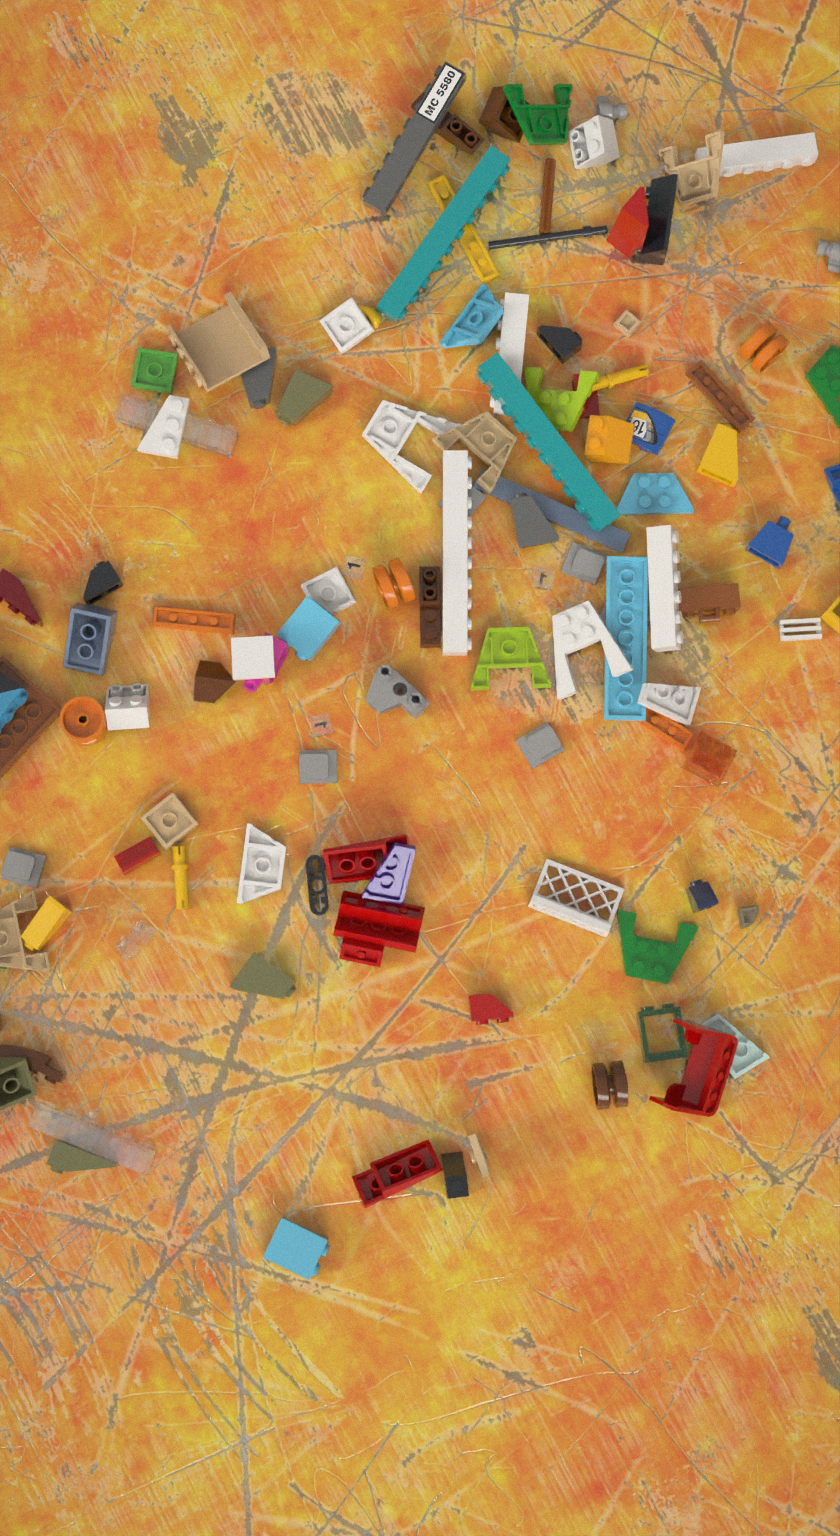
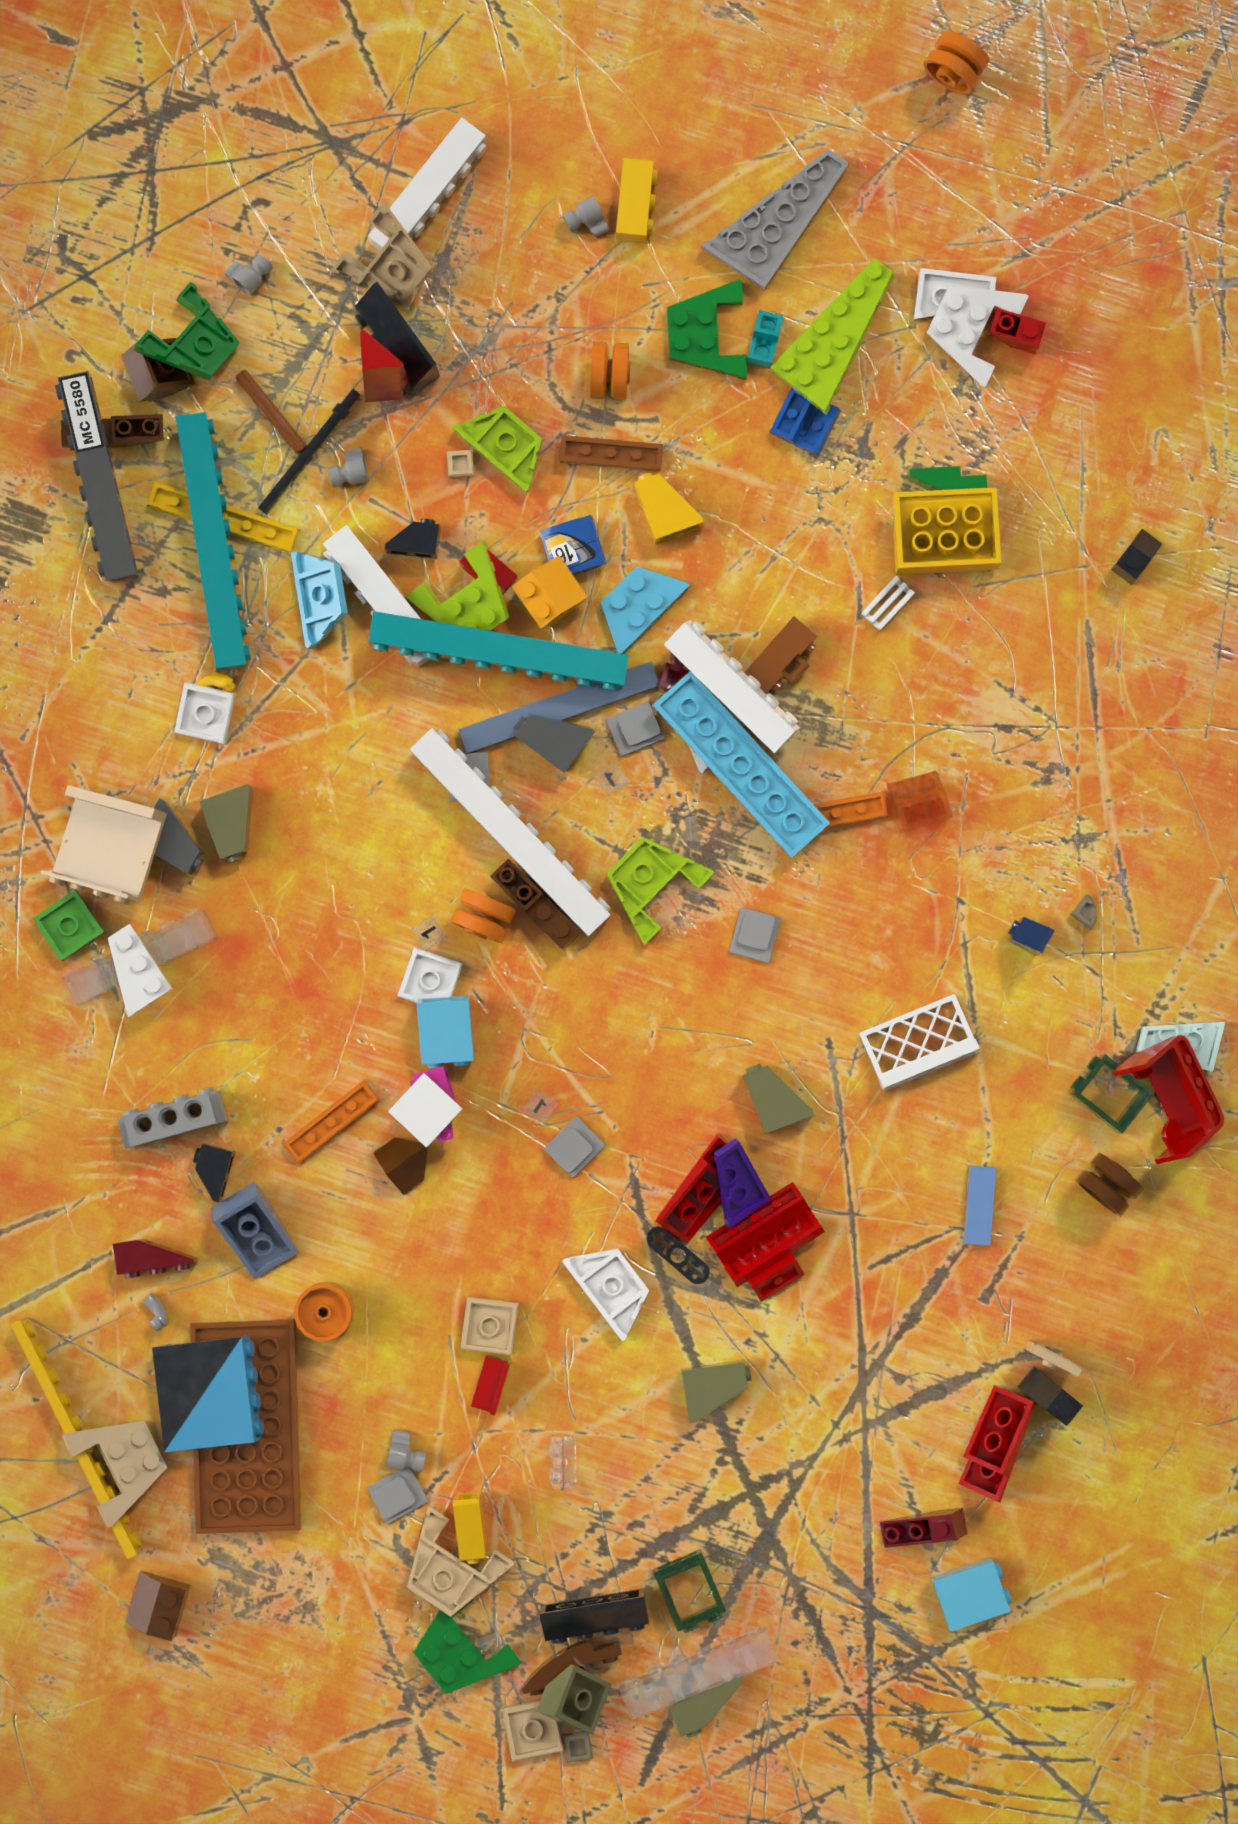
camera: 35 degrees left, 5 degrees up
(46, 846) = (400, 1454): none -> light grey piece
(66, 1045) = (594, 1615): none -> black slope
(127, 706) = (350, 1259): white slope -> none
(130, 550) = (212, 1113): none -> light grey brick
(140, 1063) = (680, 1565): none -> clear green window
(180, 877) = (549, 1367): yellow pin -> none
(306, 1182) = (924, 1528): none -> dark red slope
(384, 697) = (572, 1025): light grey piece -> none
(390, 430) = (340, 771): white wing -> none
(459, 848) = (773, 1099): none -> olive slope
(487, 440) = (438, 698): tan wing -> none
(487, 1007) = (936, 1218): red slope -> none
(521, 1026) = (979, 1205): none -> medium blue tile
(561, 270) = (353, 471): none -> light grey piece
(576, 630) = (689, 797): white wing -> none
(594, 143) = (266, 320): white slope -> none
(609, 380) = (496, 533): yellow pin -> none
(634, 550) = (671, 673): none -> dark red plate
(649, 957) = (1035, 1033): green wing -> none
(663, 335) = (504, 443): none -> lime wing
(670, 700) = (835, 782): white wing -> none
(772, 542) = (788, 546): blue torso -> none

